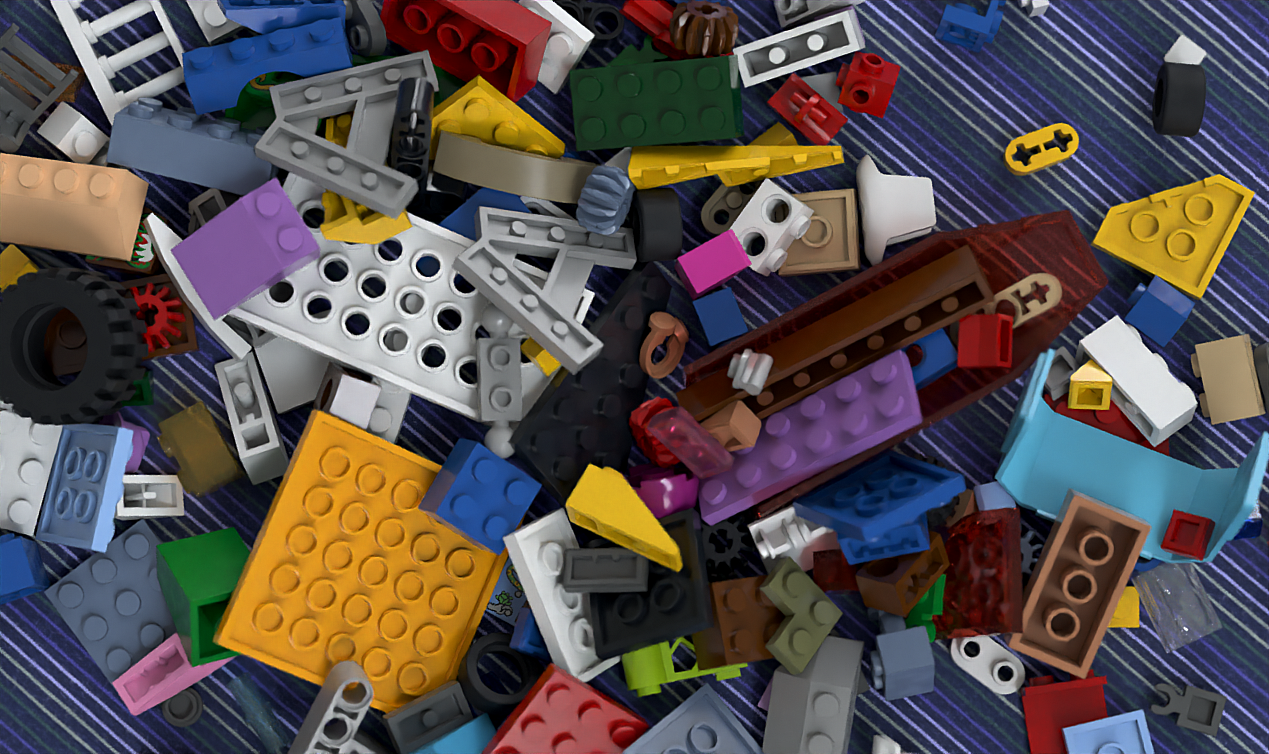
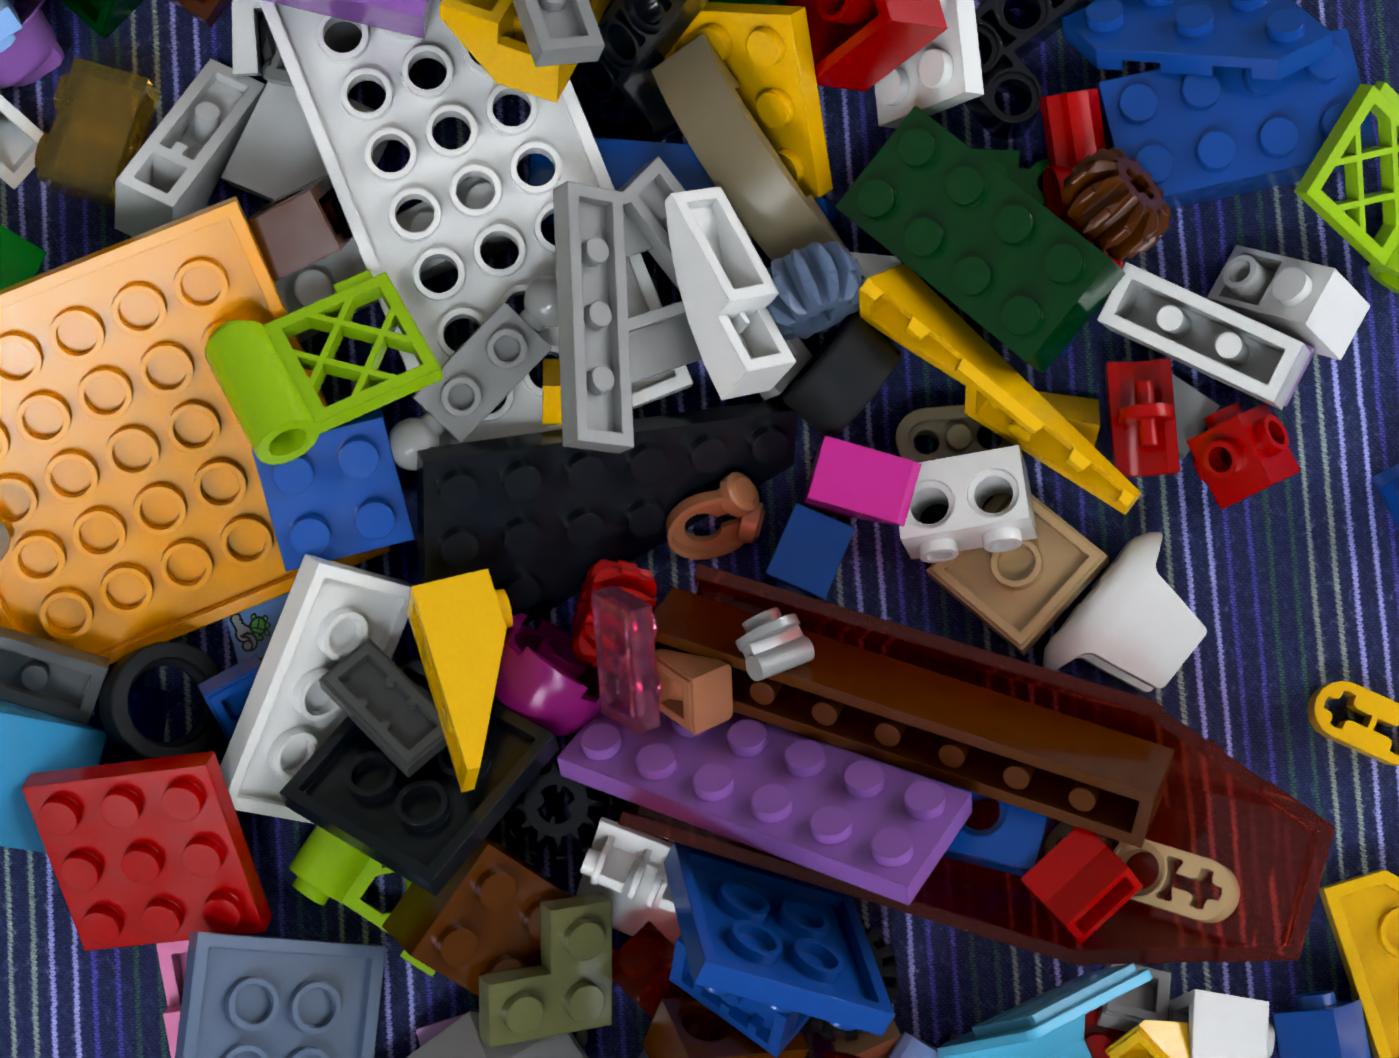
camera: 50 degrees right, 0 degrees up
(419, 477) = (268, 377): none -> lime piece
(571, 238) = (725, 294): none -> white slope

